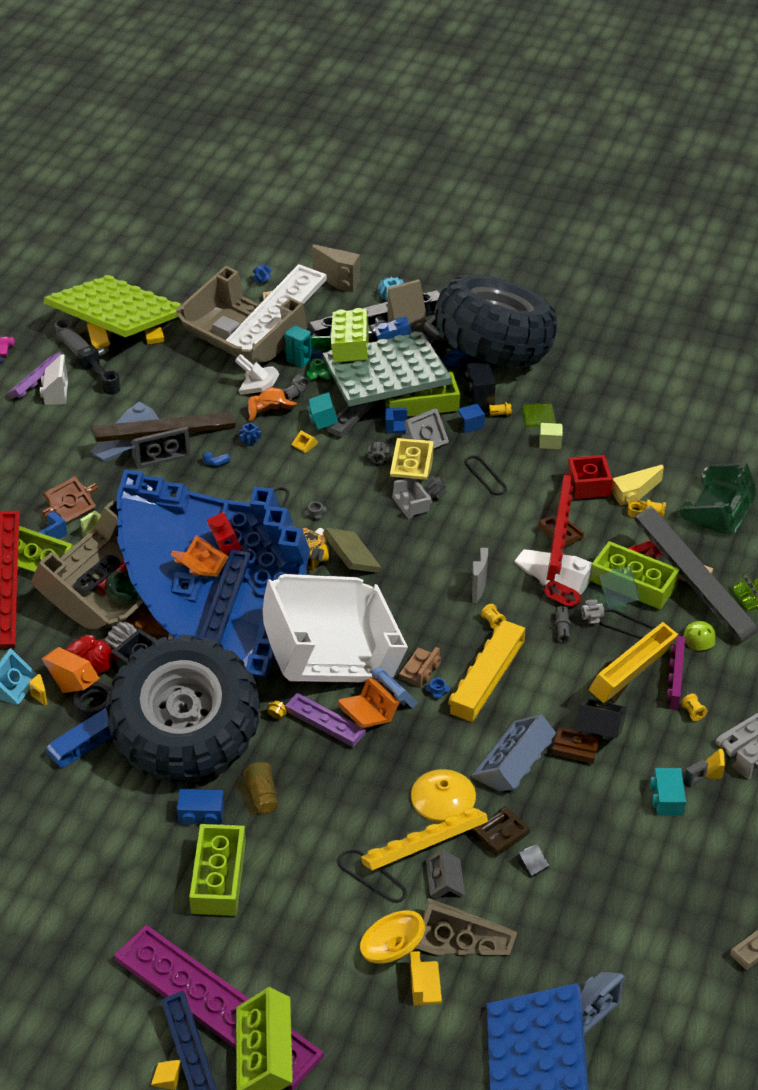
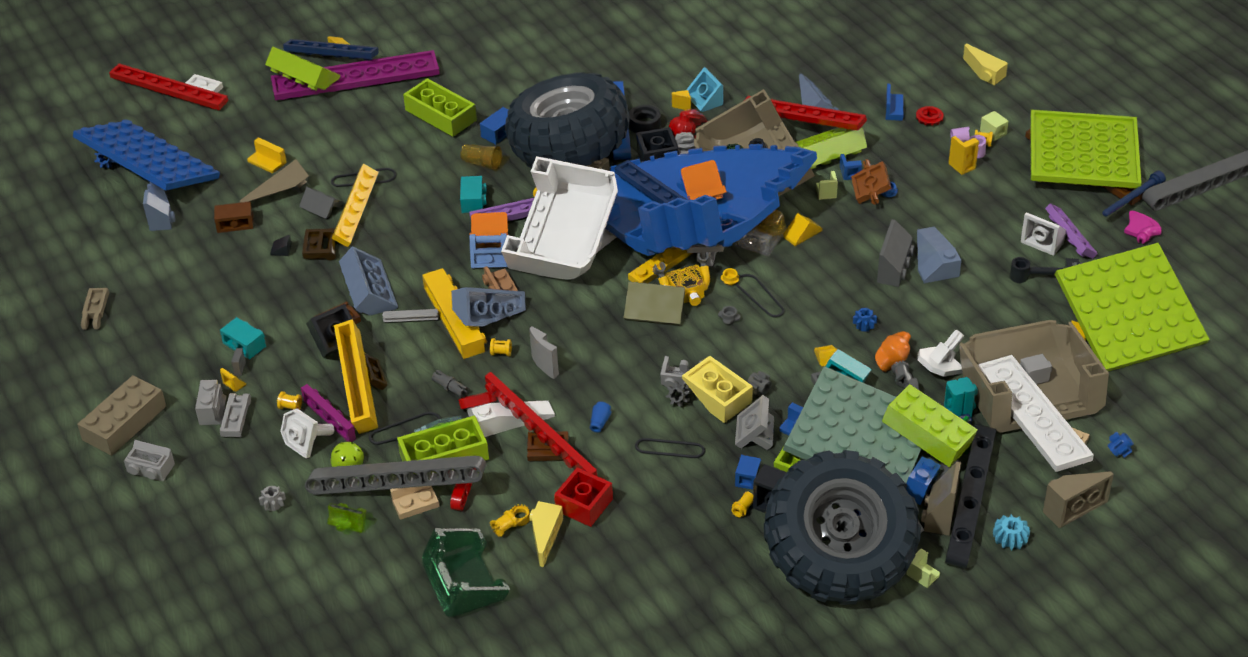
camera: 130 degrees right, 0 degrees up
(70, 670) = (670, 103): orange slope -> none
(150, 427) = (916, 268): dark brown tile -> none
(215, 461) = (852, 288): blue arm -> none
(223, 531) = (718, 191): red torso -> none
(325, 759) = (472, 193): none -> teal brick
(392, 937) = (303, 148): yellow dish -> none
(437, 687) = (471, 281): blue plate -> none
(442, 795) = (382, 238): yellow dish -> none
(478, 636) = (483, 306): none -> sand blue wedge
(500, 519) = (600, 415): none -> blue cone
(515, 700) = (410, 315): none -> light grey axle
(537, 414) = (712, 534): clear neon green piece -> none
(538, 928) = (233, 217): none -> reddish brown brick
(550, 436) = (669, 509): yellowish green panel -> none
(592, 611) = (439, 403): light grey gear -> none
(712, 665) = (301, 431): none -> white piece

